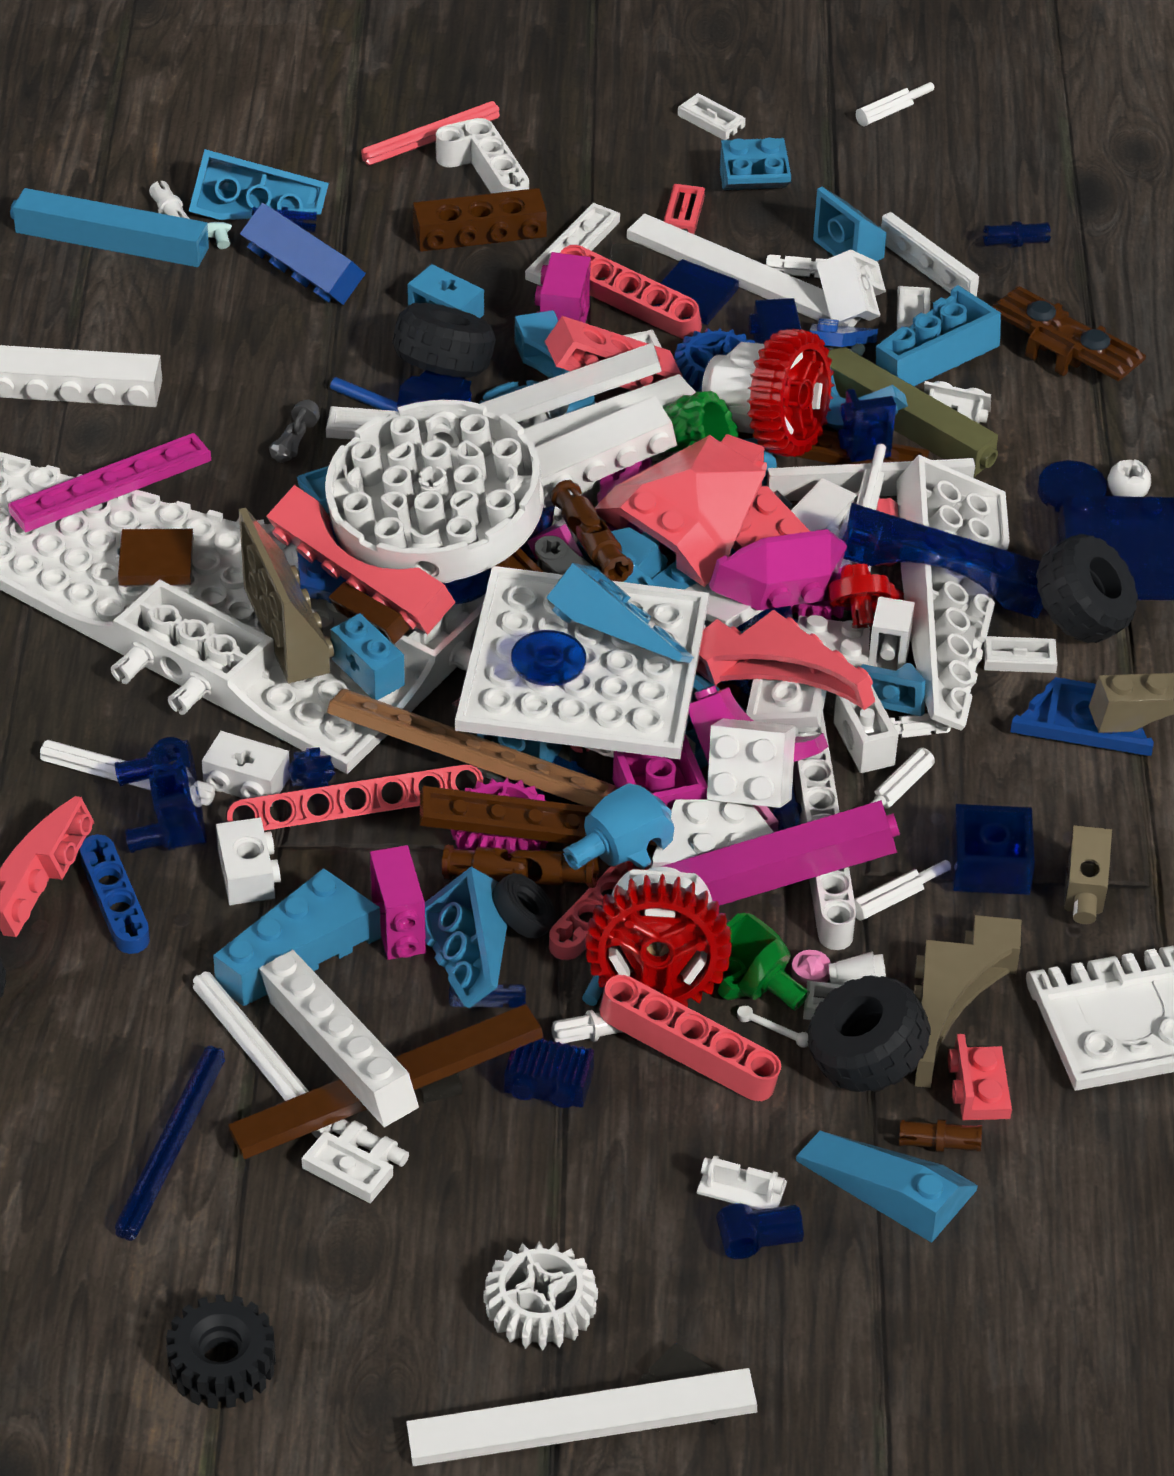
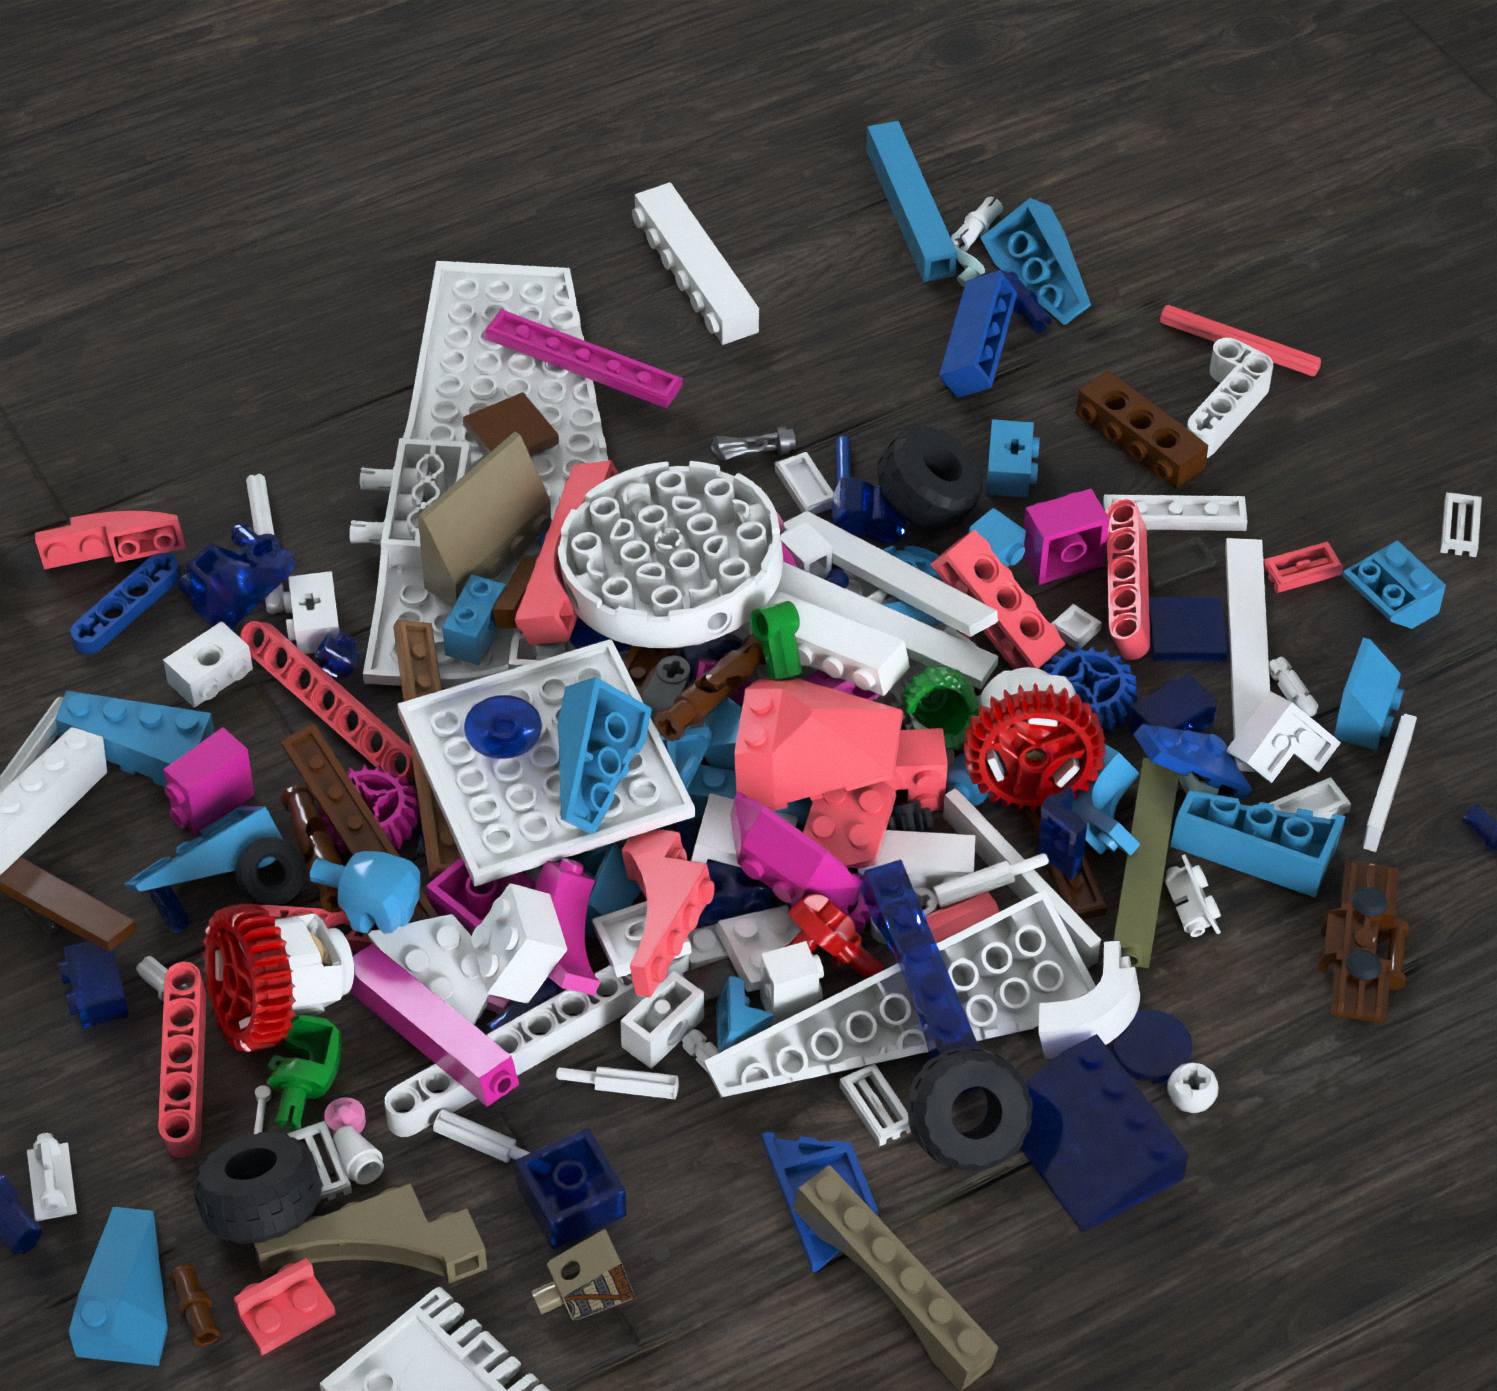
camera: 60 degrees right, 5 degrees up
(585, 470) = (776, 629): none -> green piece
(1037, 509) = (1102, 1011): none -> white arch

